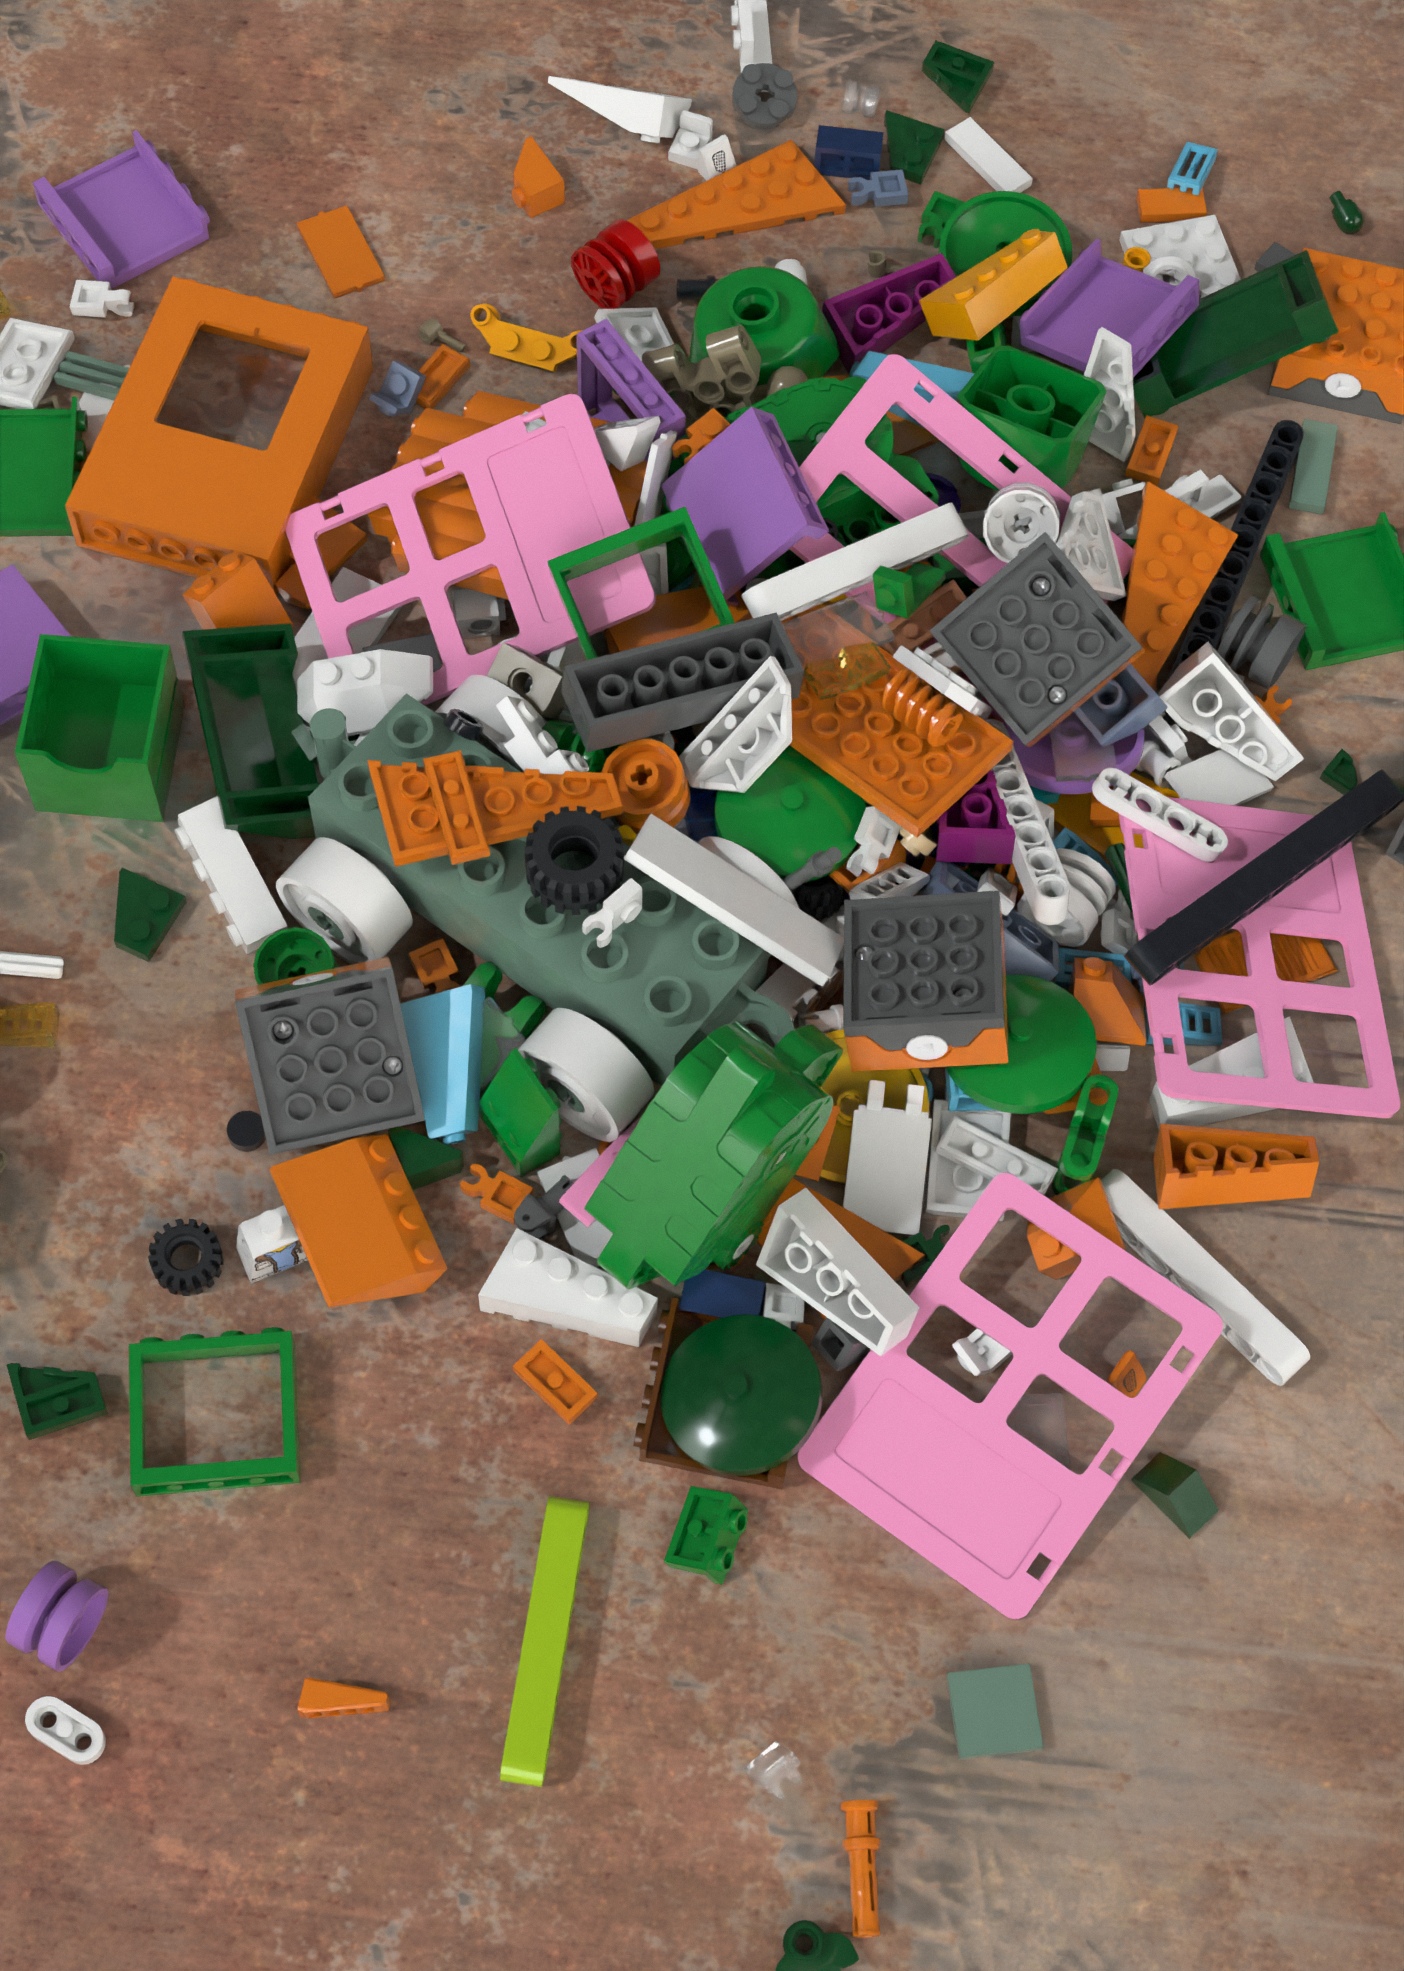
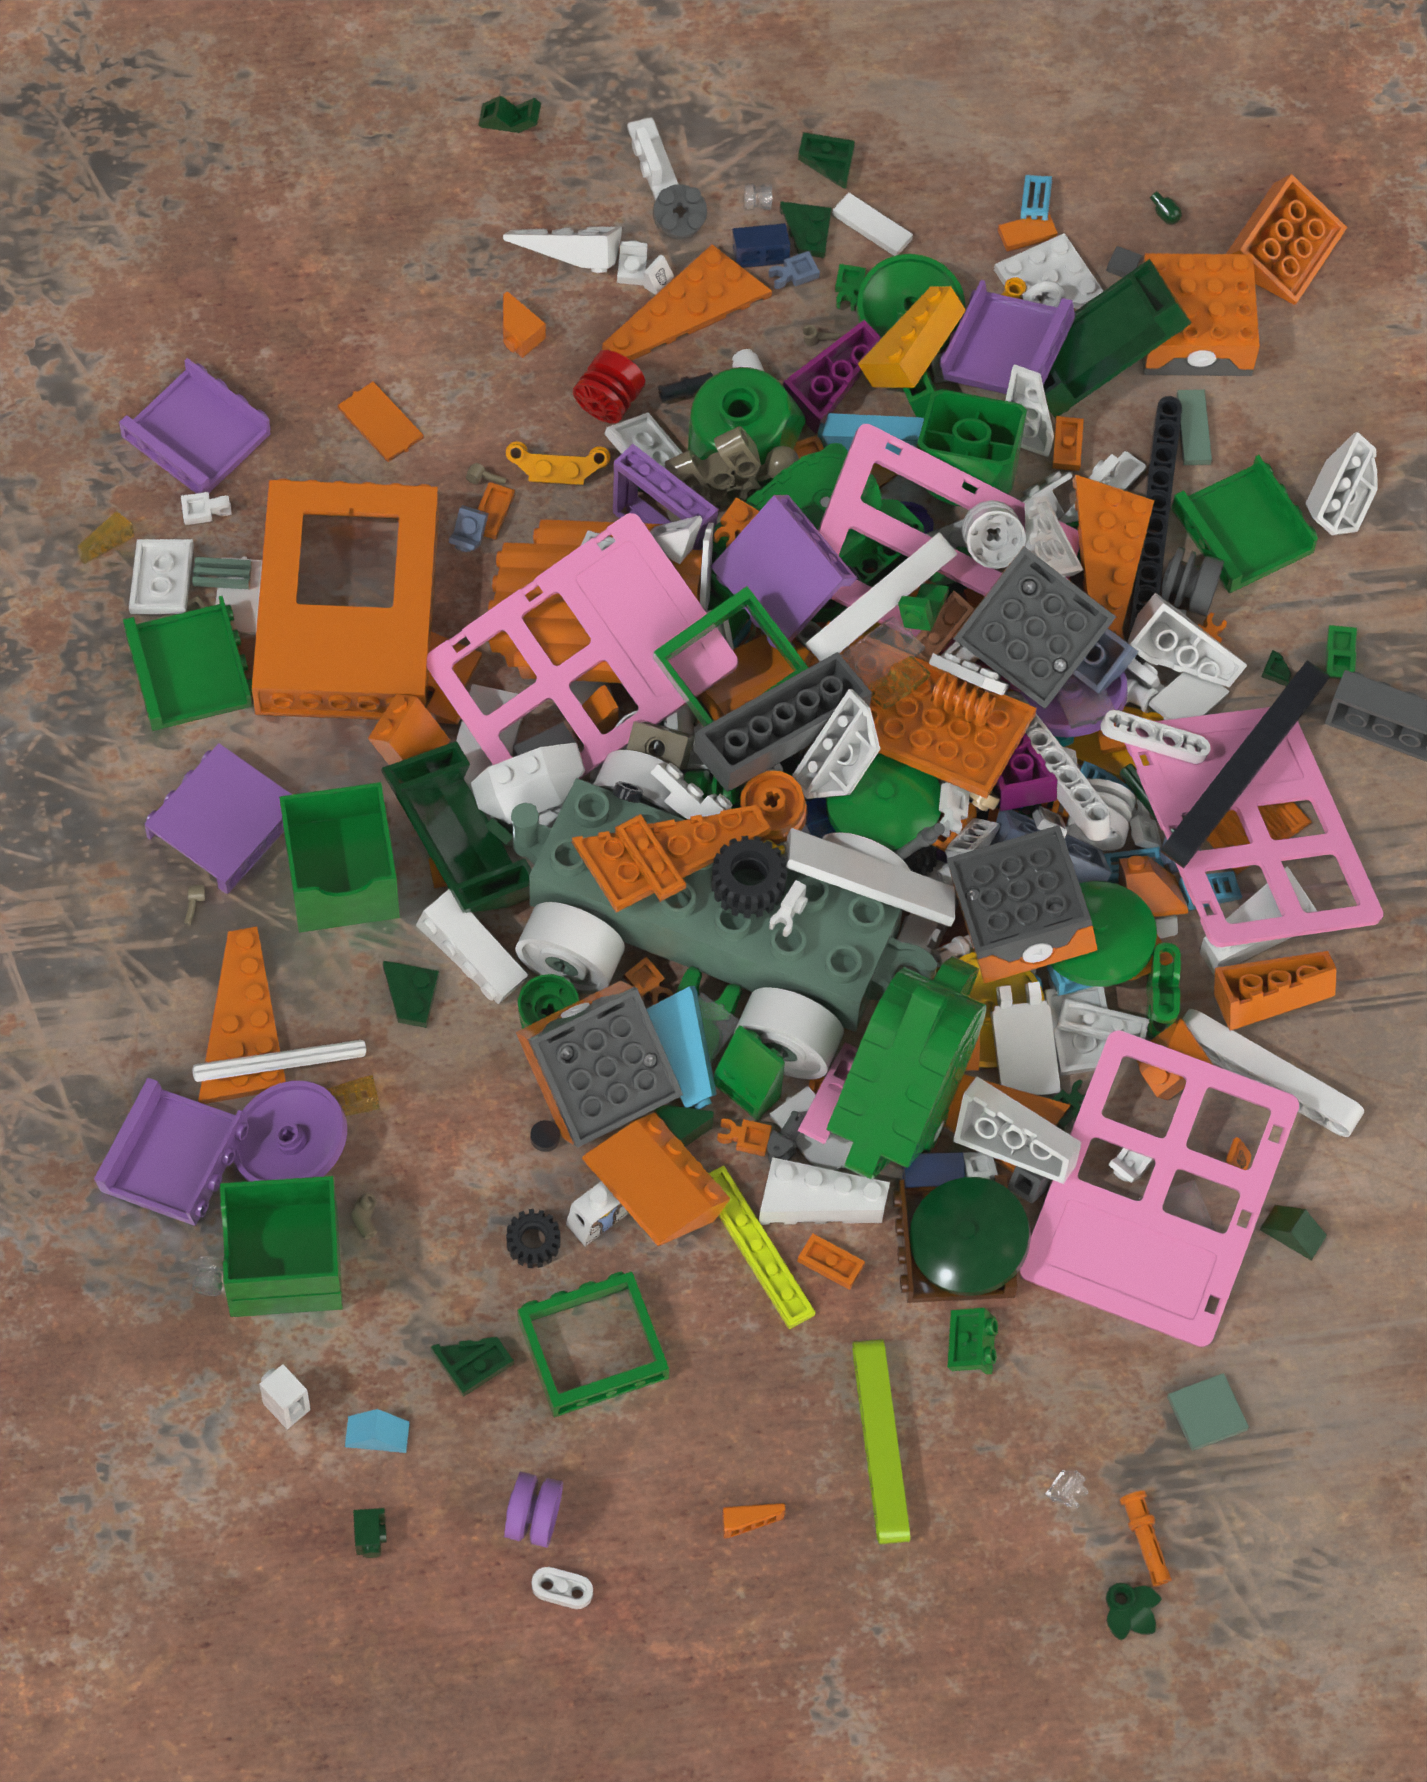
camera: 15 degrees left, 0 degrees up
(470, 1347) = (762, 1254): none -> neon yellow tile
(479, 627) = (602, 710): none -> orange slope

